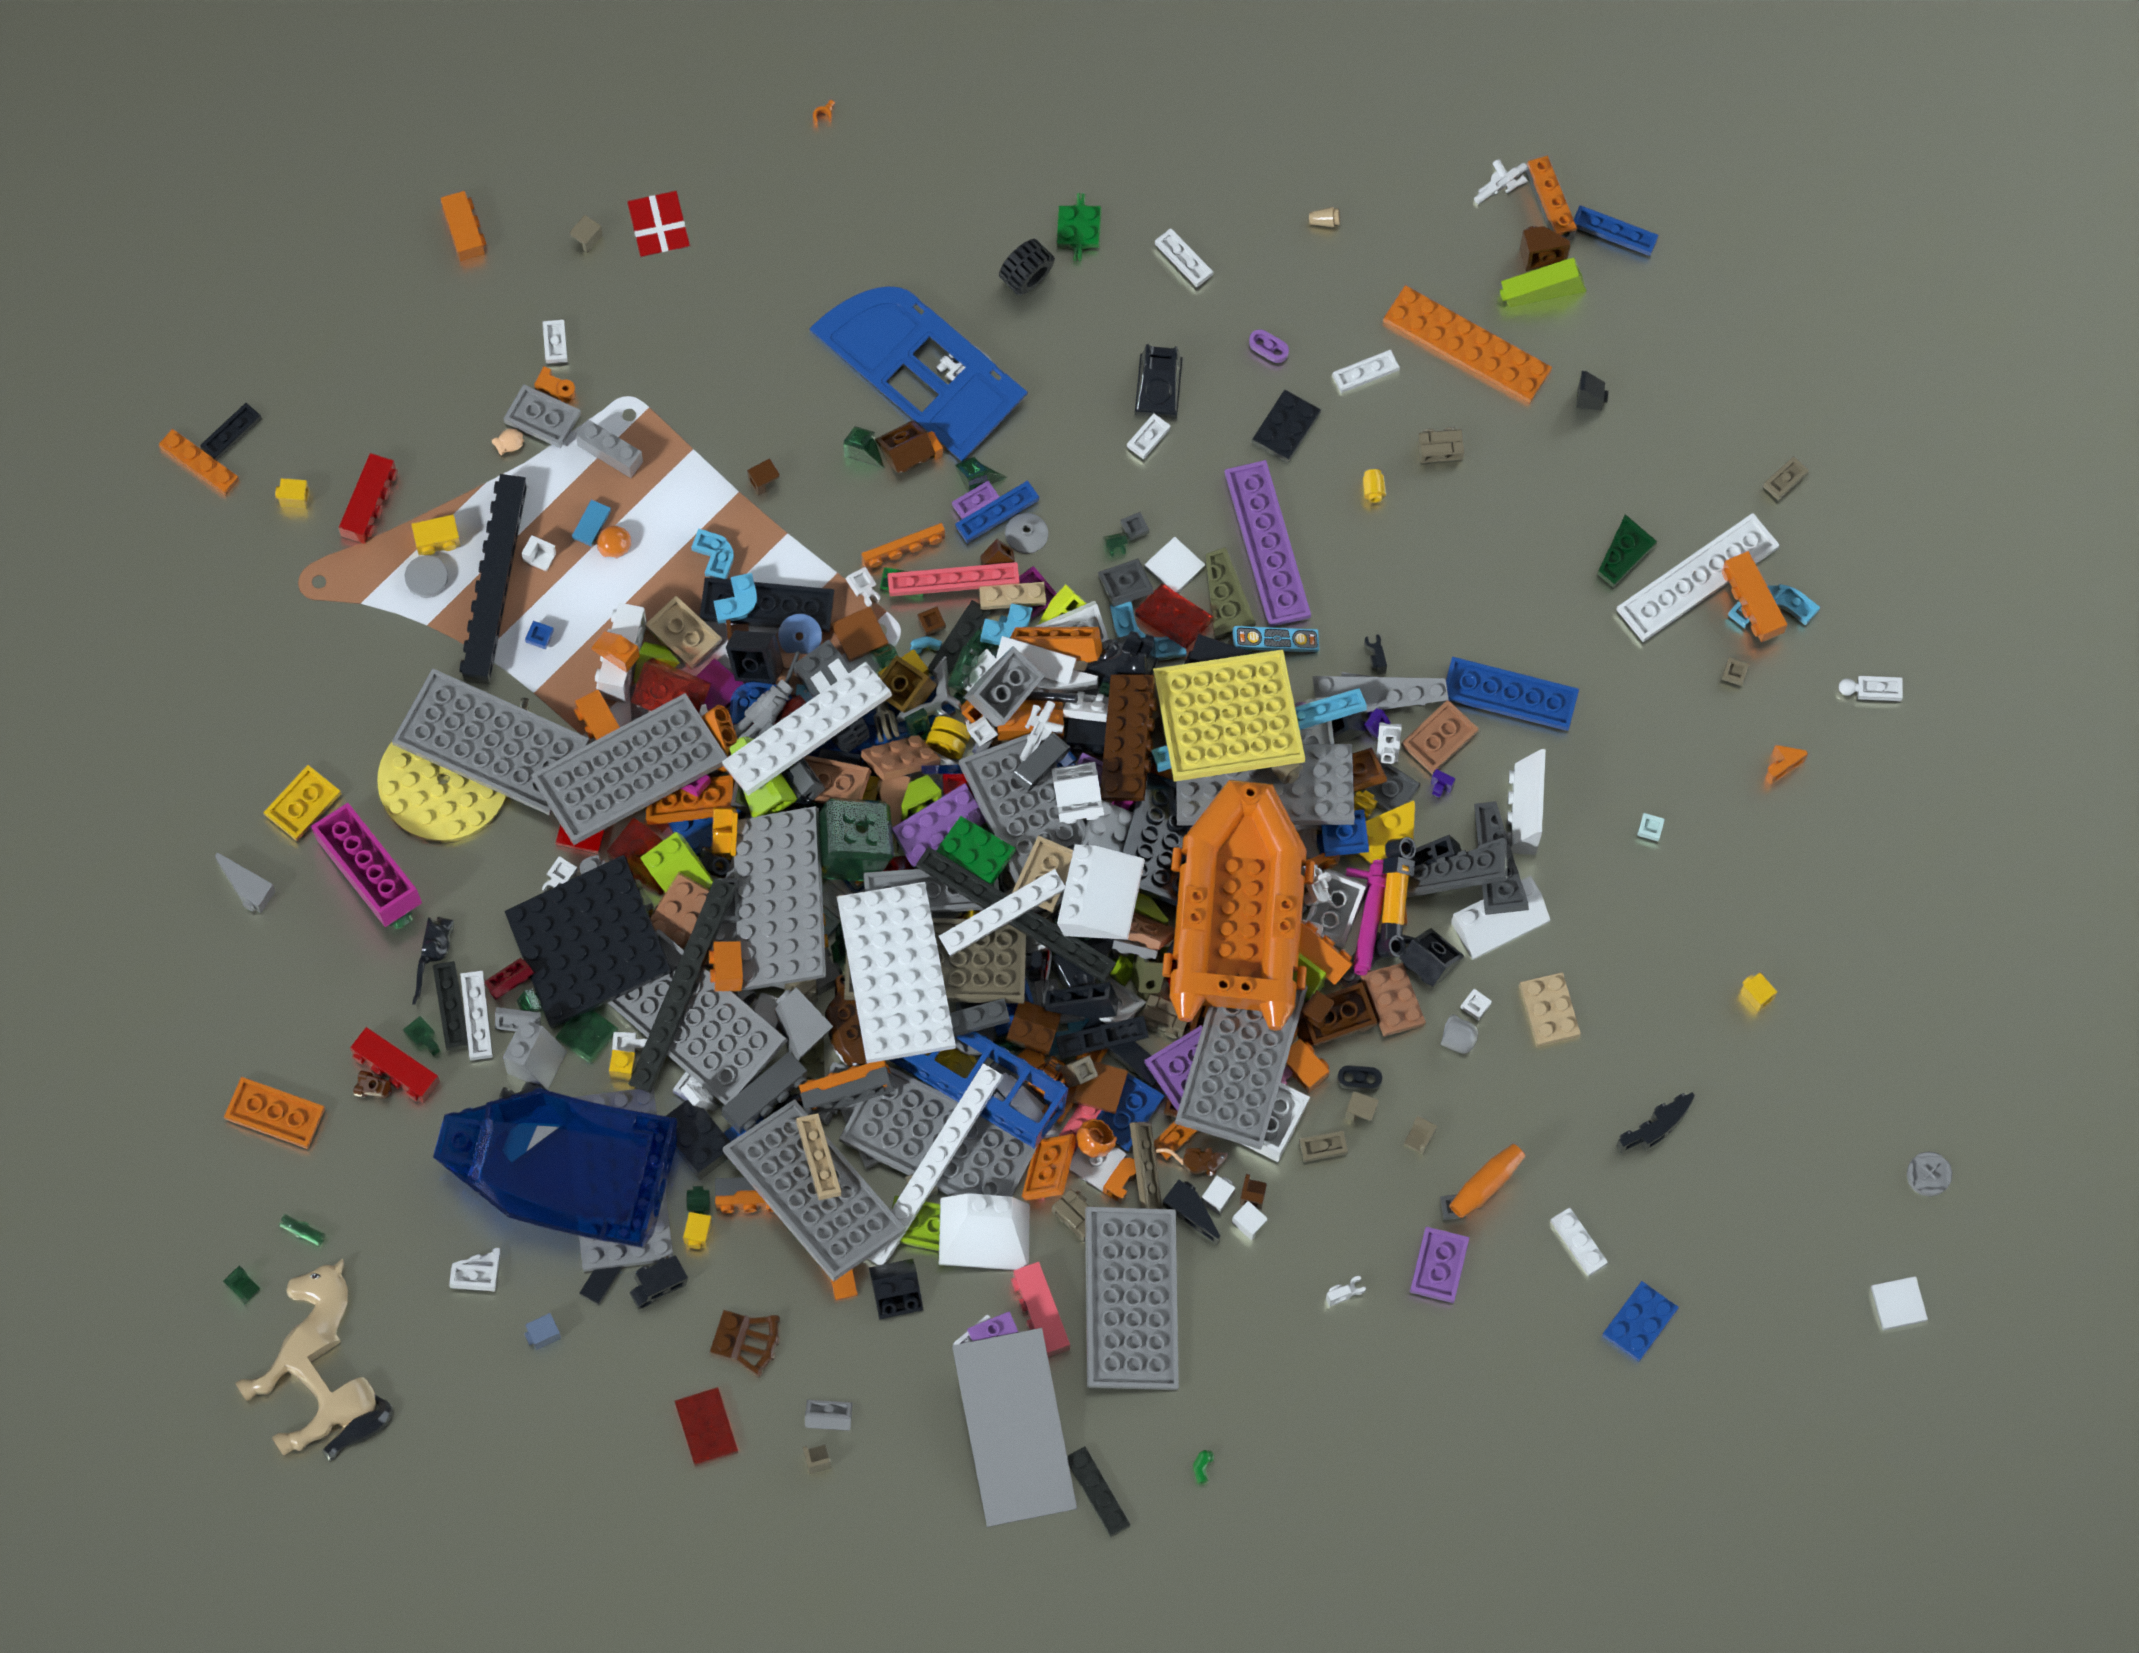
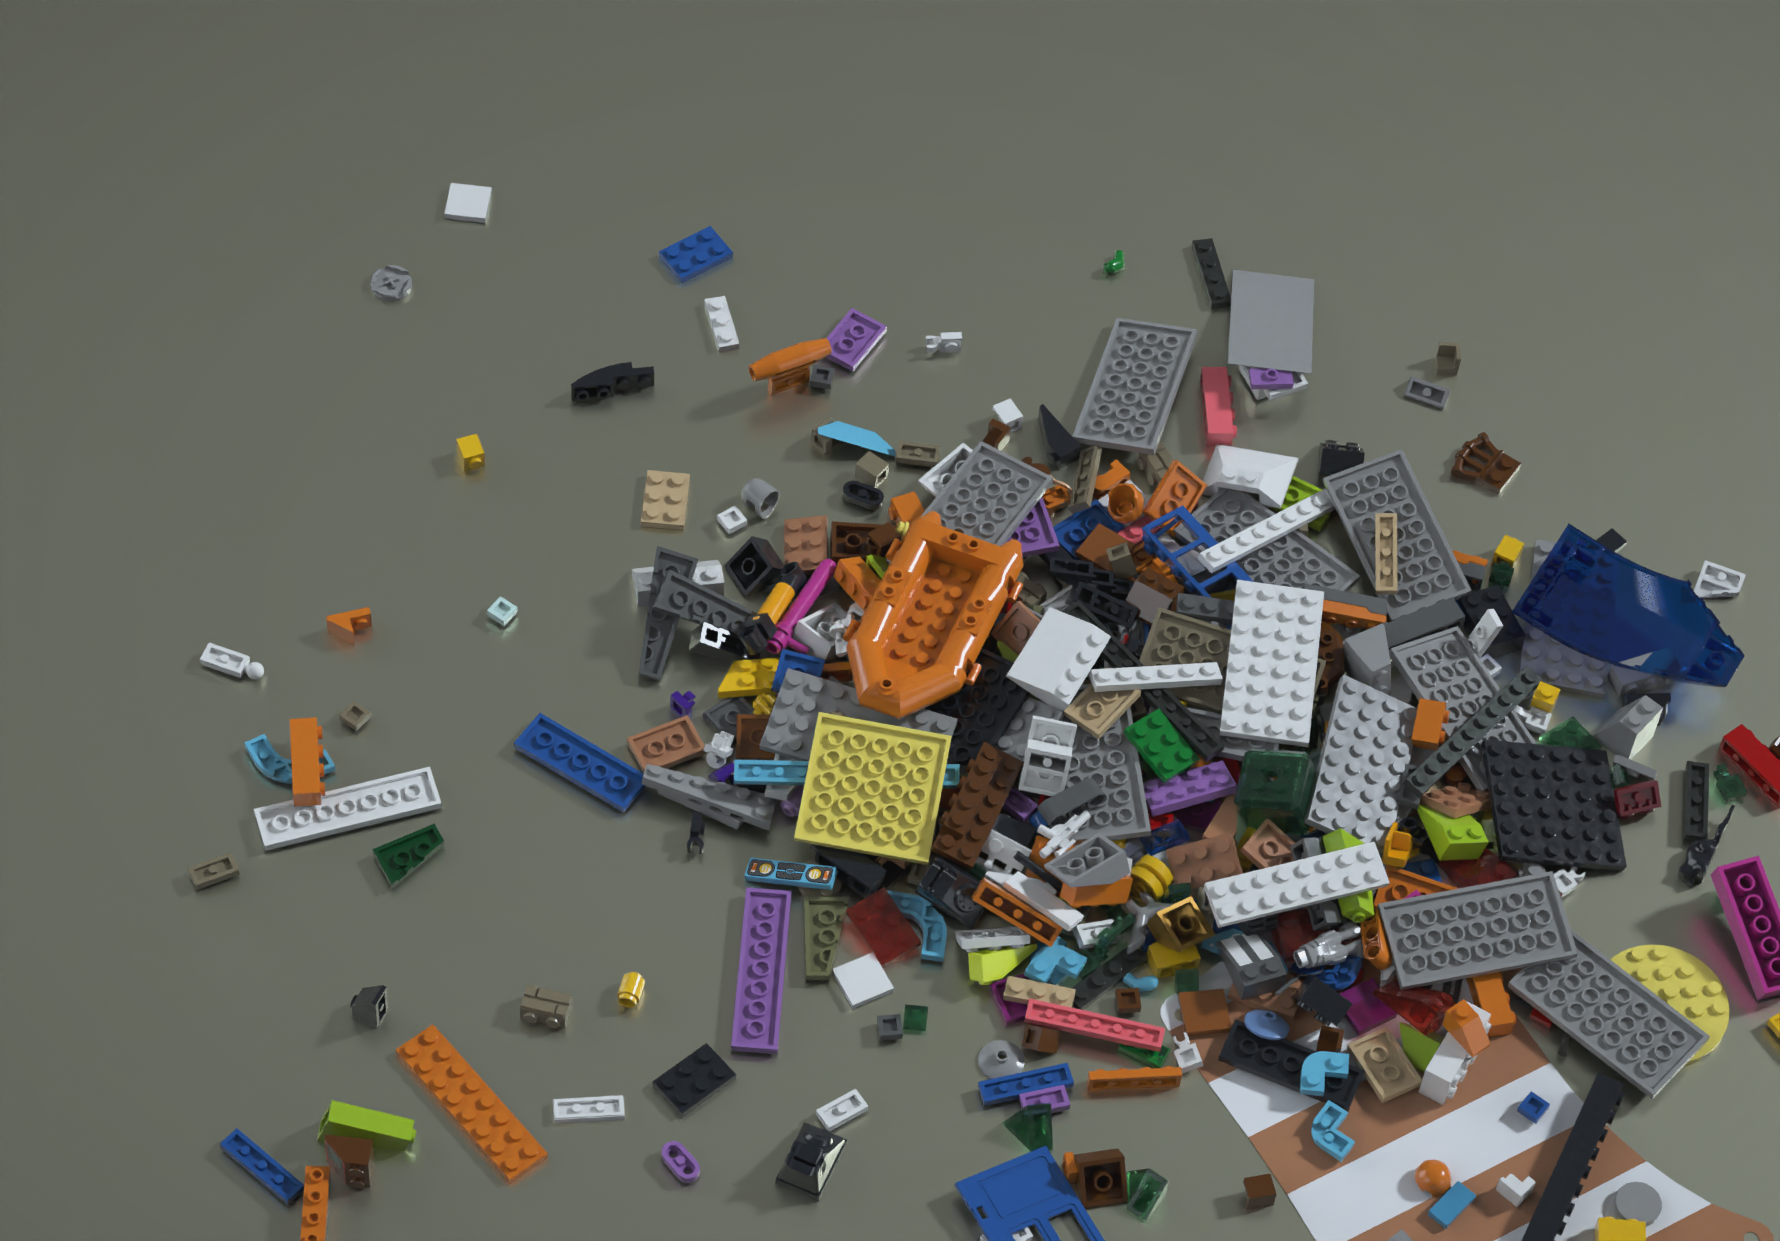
camera: 165 degrees left, 15 degrees down
(476, 1015) = (1673, 786): white plate -> none
(542, 1332) = (1668, 518): sand blue brick -> none
(658, 1281) = (1551, 521): black hinge -> none
(706, 1426) = (1537, 413): clear red plate -> none
(919, 795) = (1198, 816): lime slope -> none
(1125, 582) = (919, 975): dark grey tile -> none
(1218, 1194) = (1027, 443): white brick -> none
(1304, 1030) = (902, 528): none -> light yellow plate
(1391, 1142) = (856, 436): none -> medium azure sticker
(1526, 803) = (612, 650): white slope -> none

